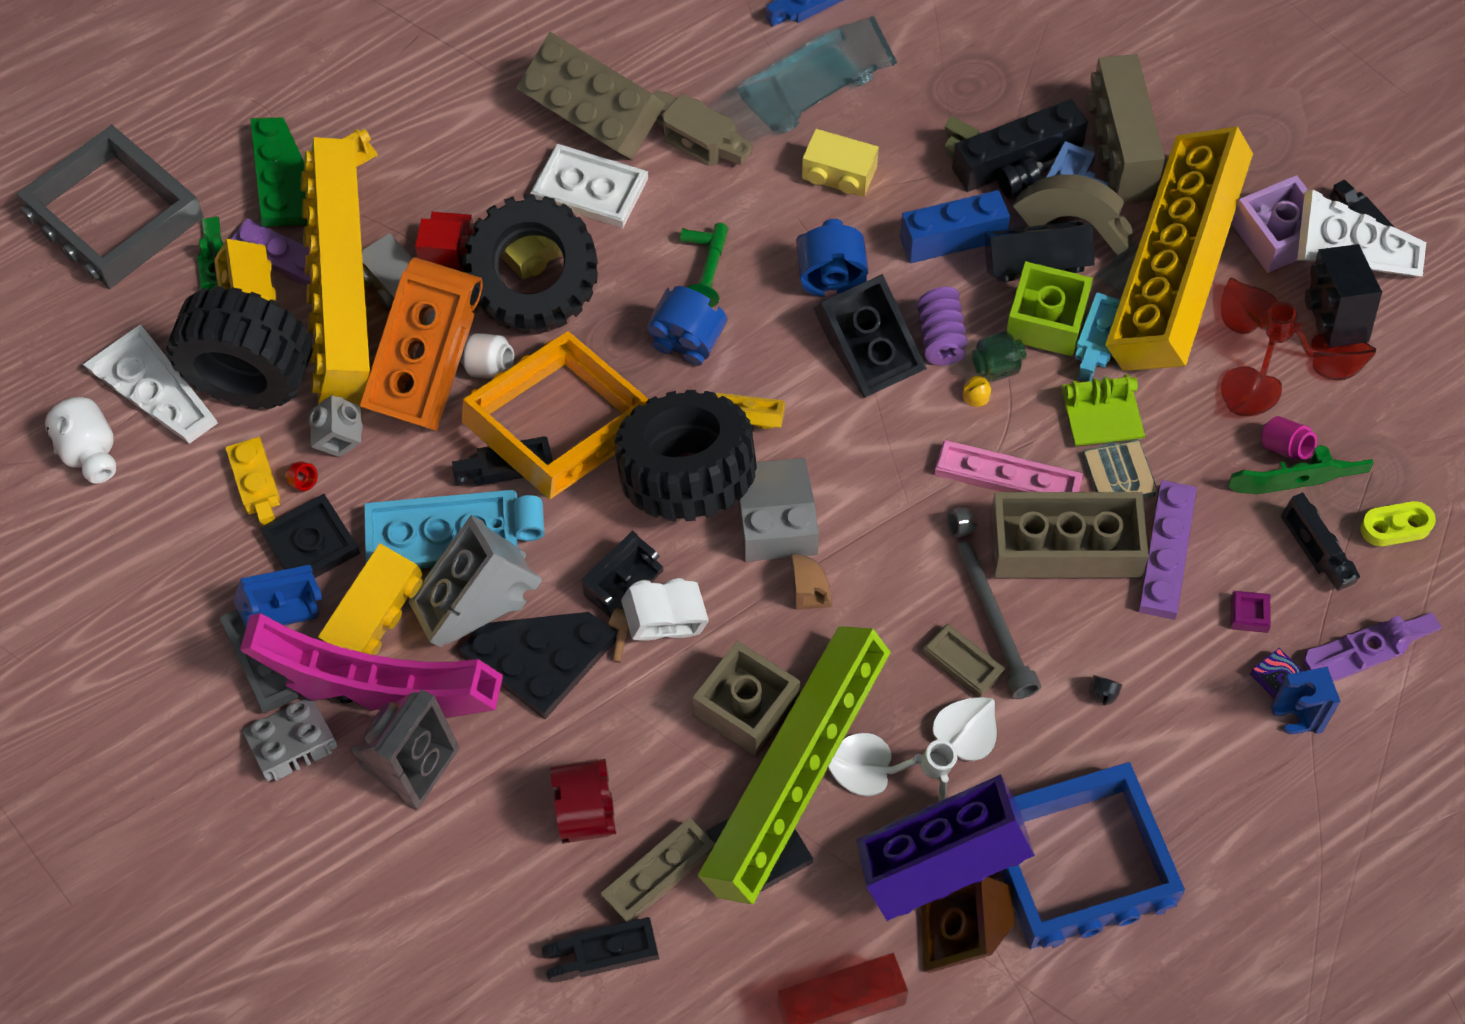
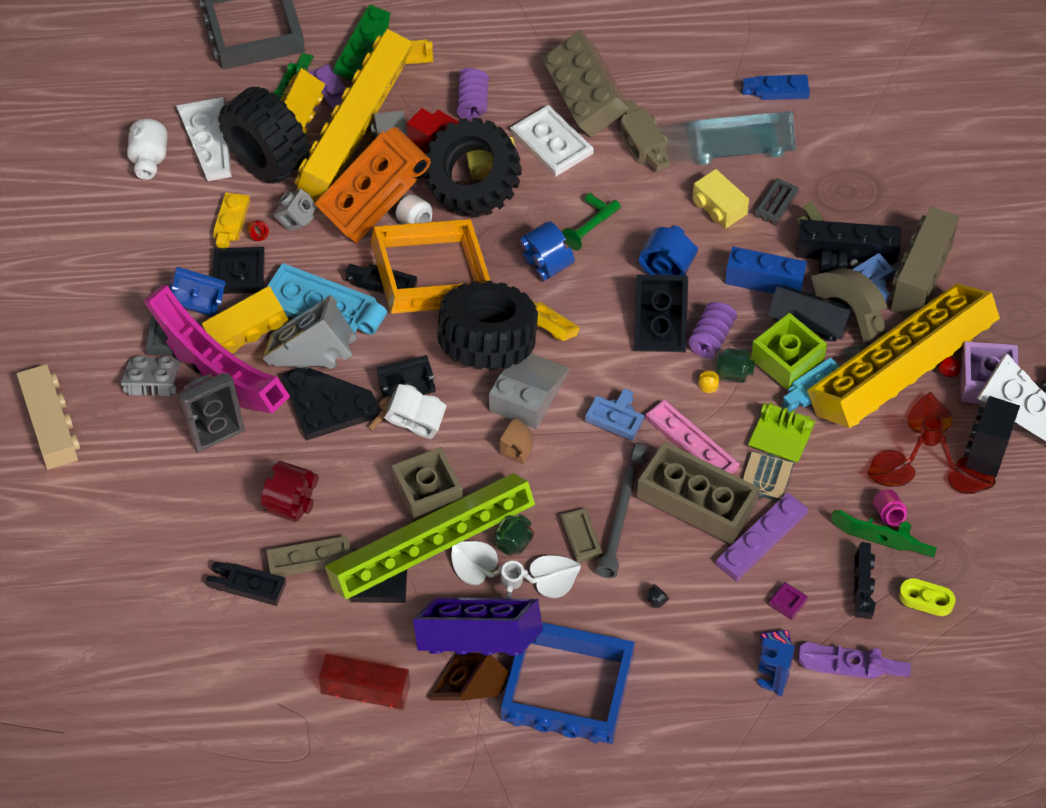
camera: 30 degrees right, 5 degrees down
(189, 870) = (47, 416): none -> tan brick
(457, 171) = (472, 93): none -> medium lavender piece
(890, 704) = (513, 534): none -> clear green head
(903, 156) = (768, 215): none -> dark grey tile
(903, 488) = (616, 415): none -> medium blue hinge
(1234, 238) = (950, 367): none -> red hinge

